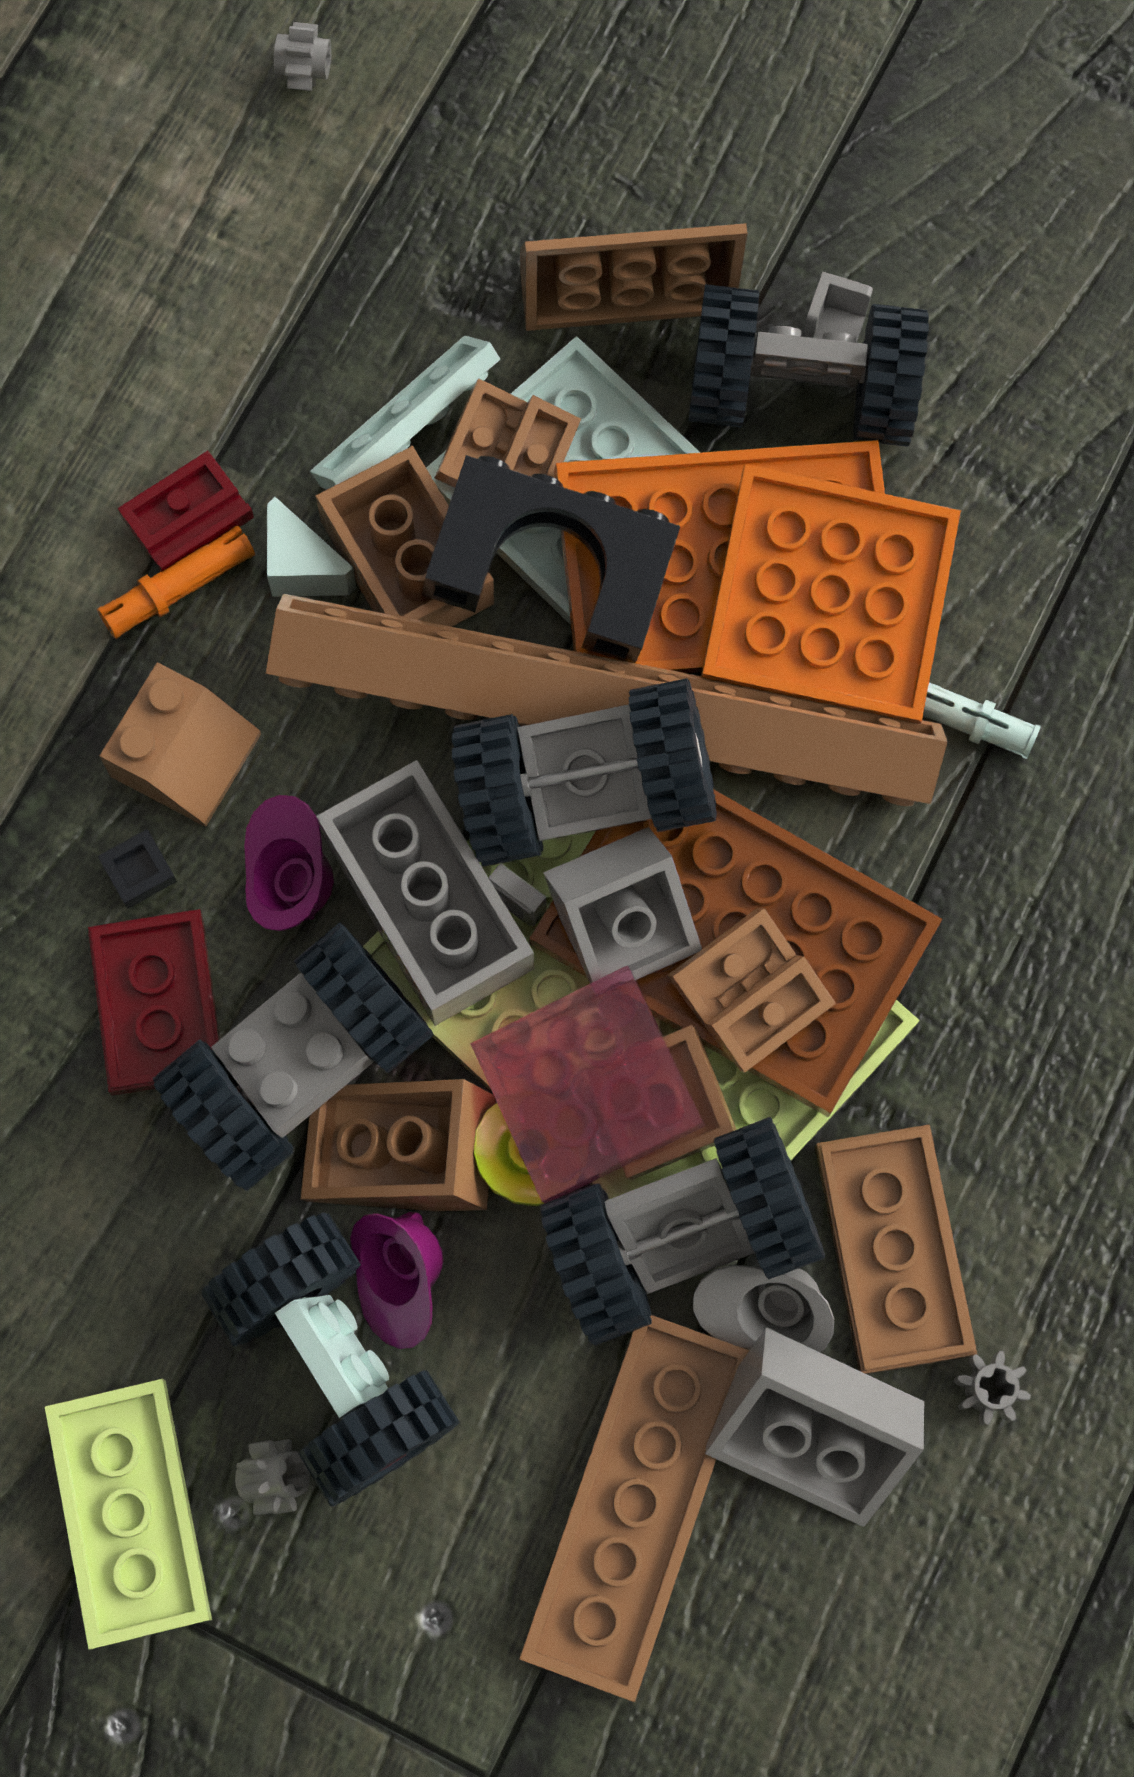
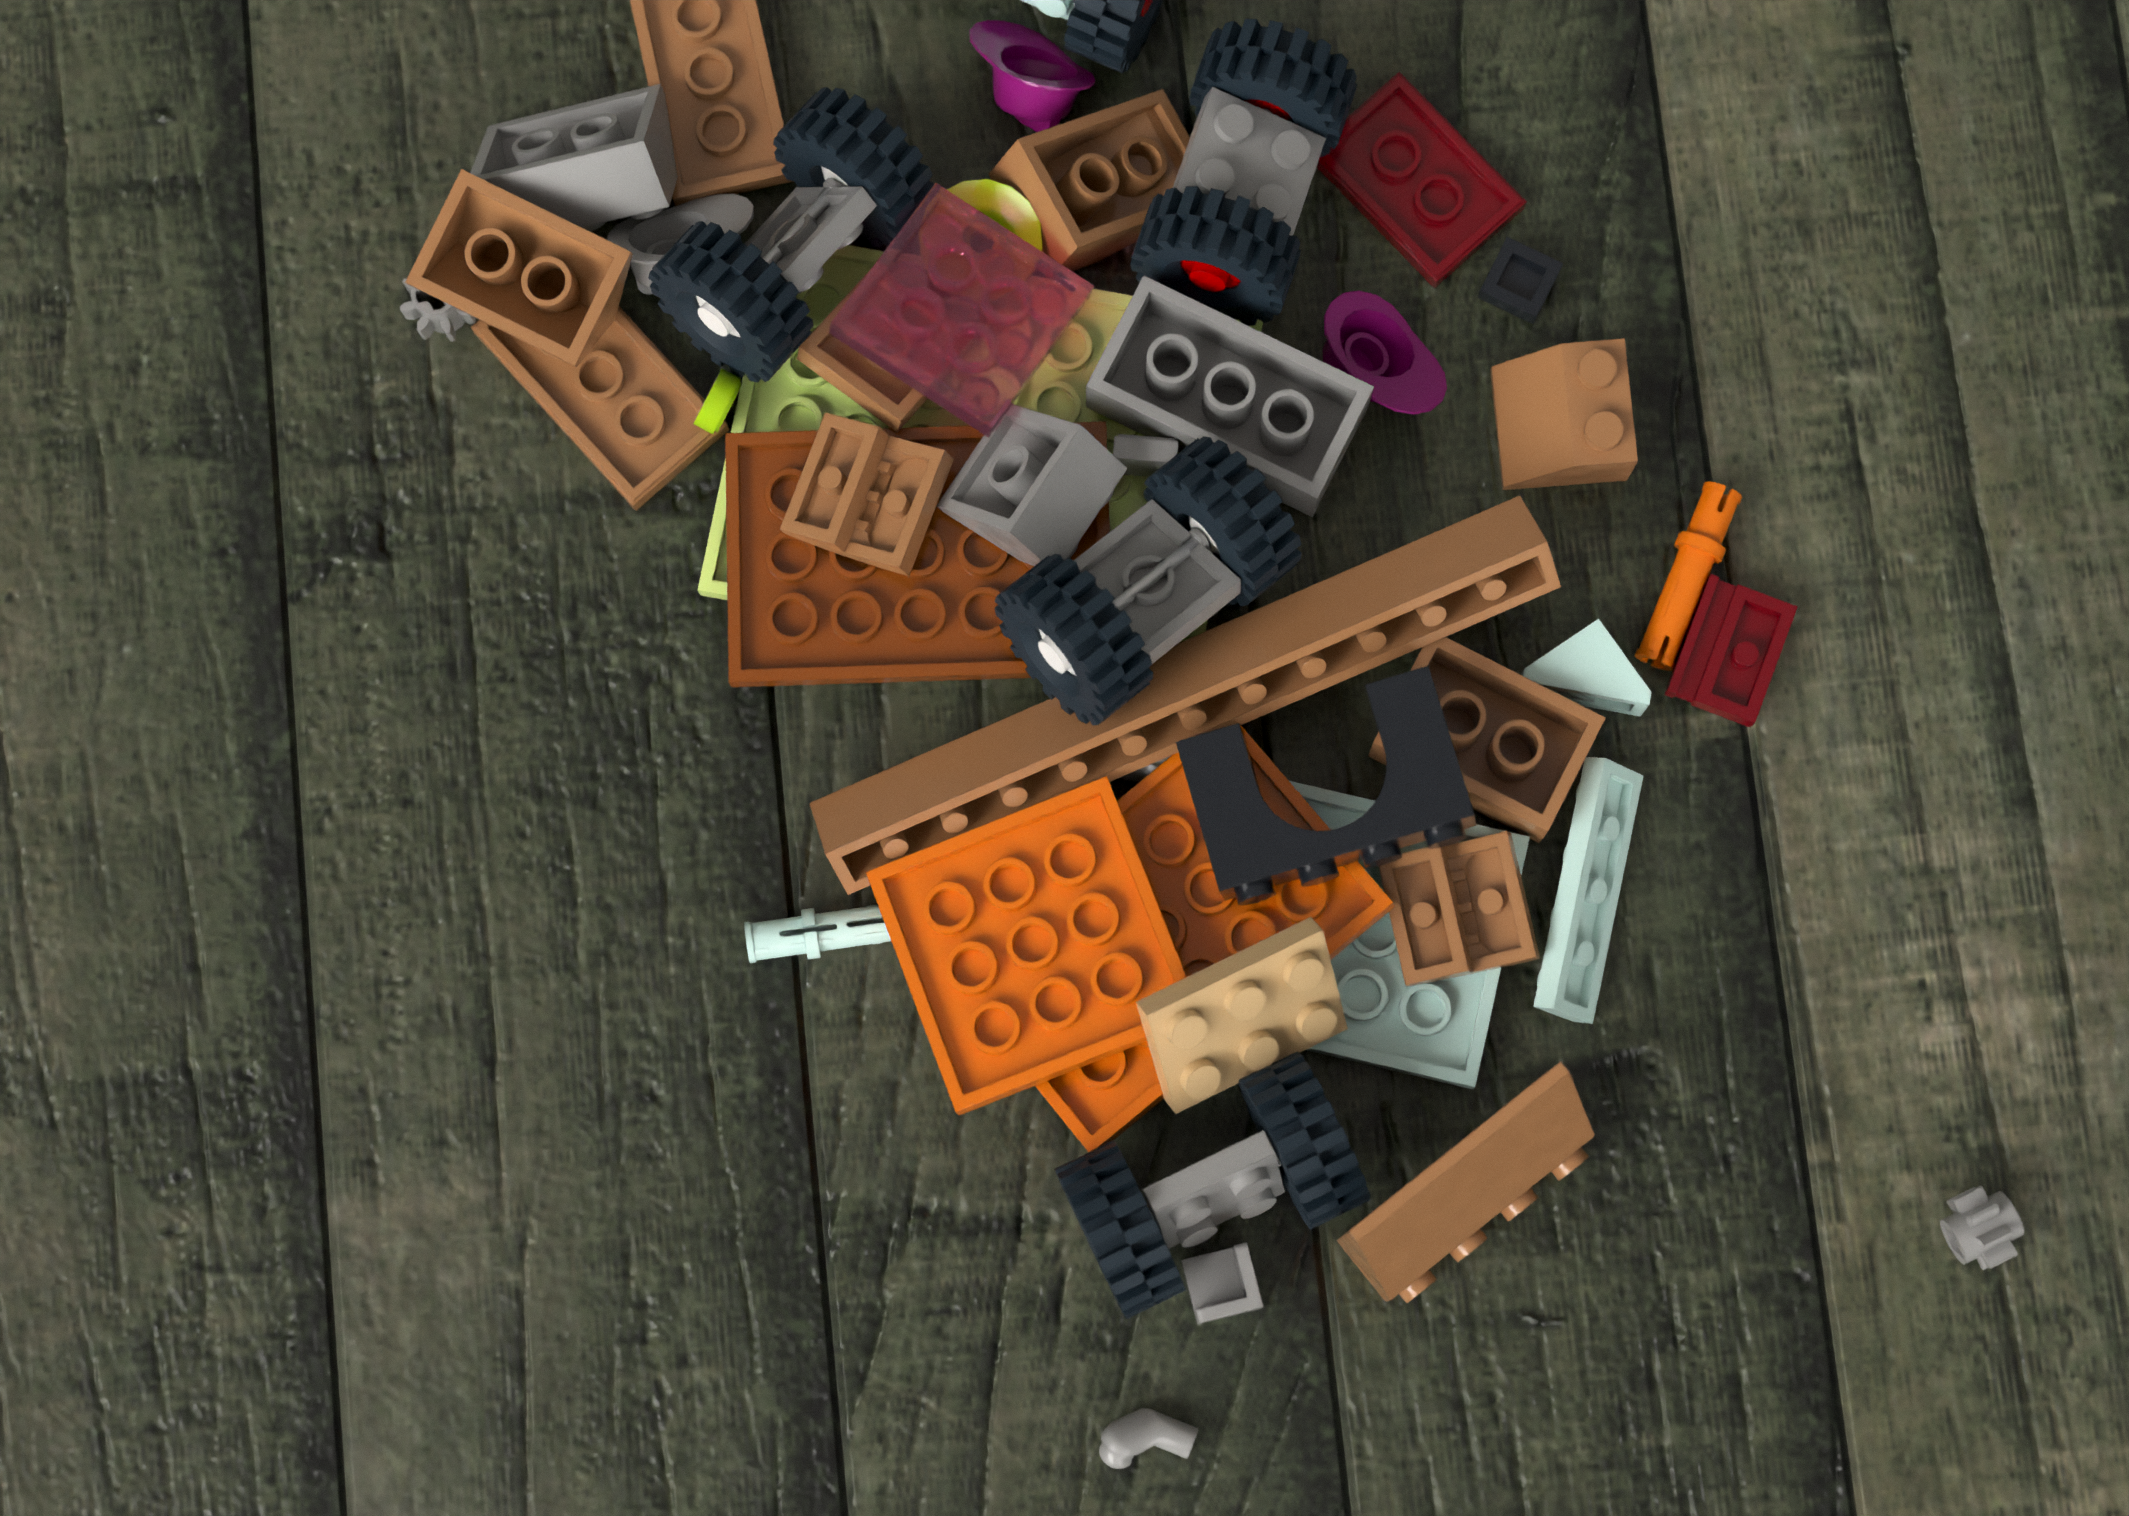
camera: 155 degrees right, 5 degrees up
(715, 446) = (1242, 1014): none -> tan plate
(818, 1151) = (718, 401): none -> lime tile
(921, 1347) = (522, 269): none -> medium nougat slope
(948, 268) = (1141, 1431): none -> light grey arm

